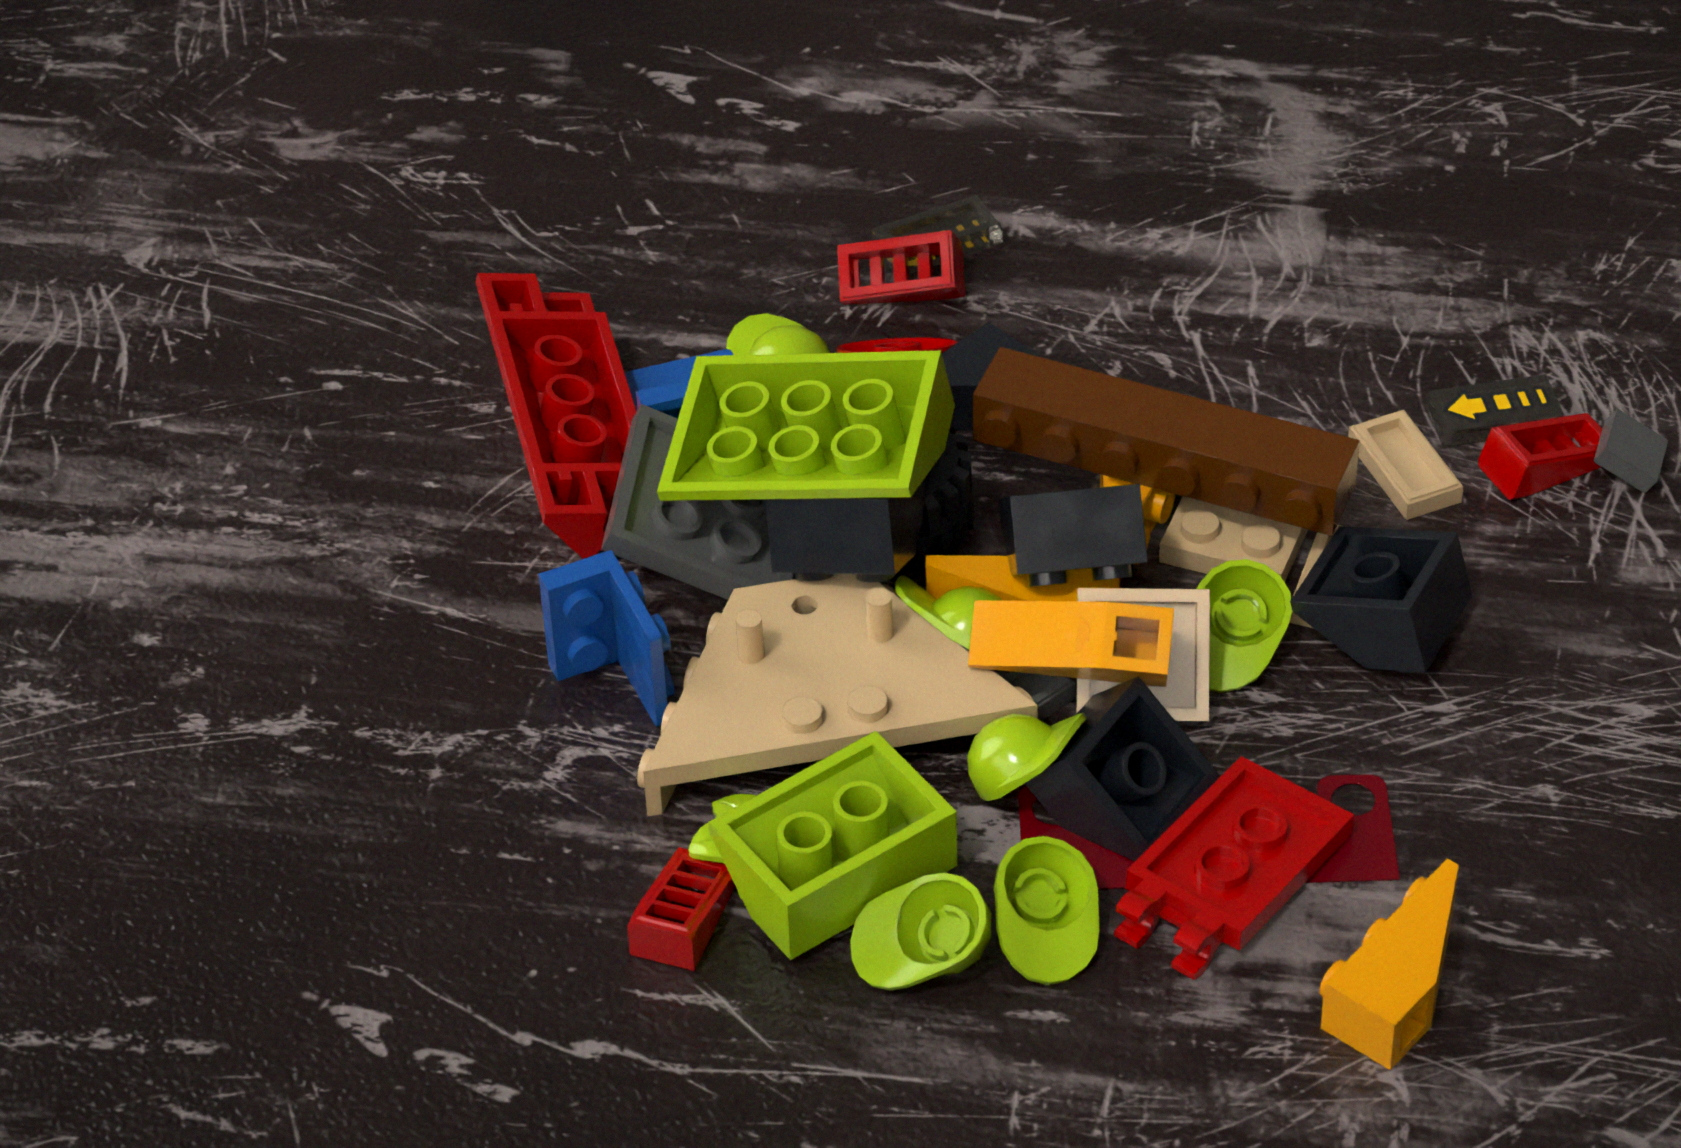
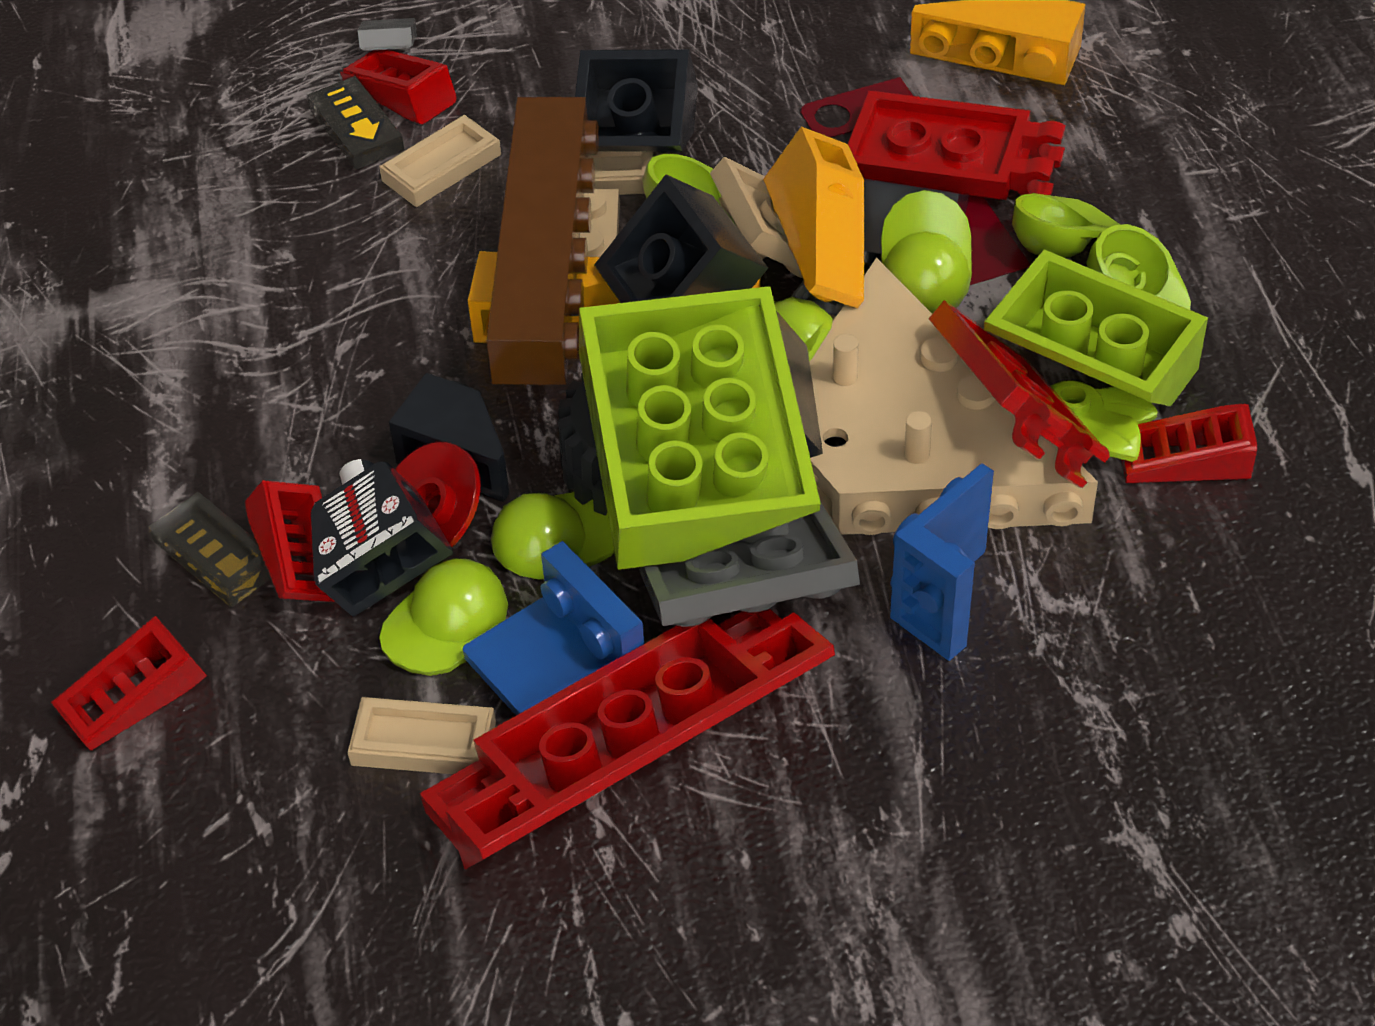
camera: 110 degrees left, 5 degrees up
(662, 319) = (417, 735): none -> tan tile
(762, 720) = (1023, 393): none -> red tile
(811, 172) = (133, 656): none -> red slope
(852, 304) = (372, 536): none -> black torso

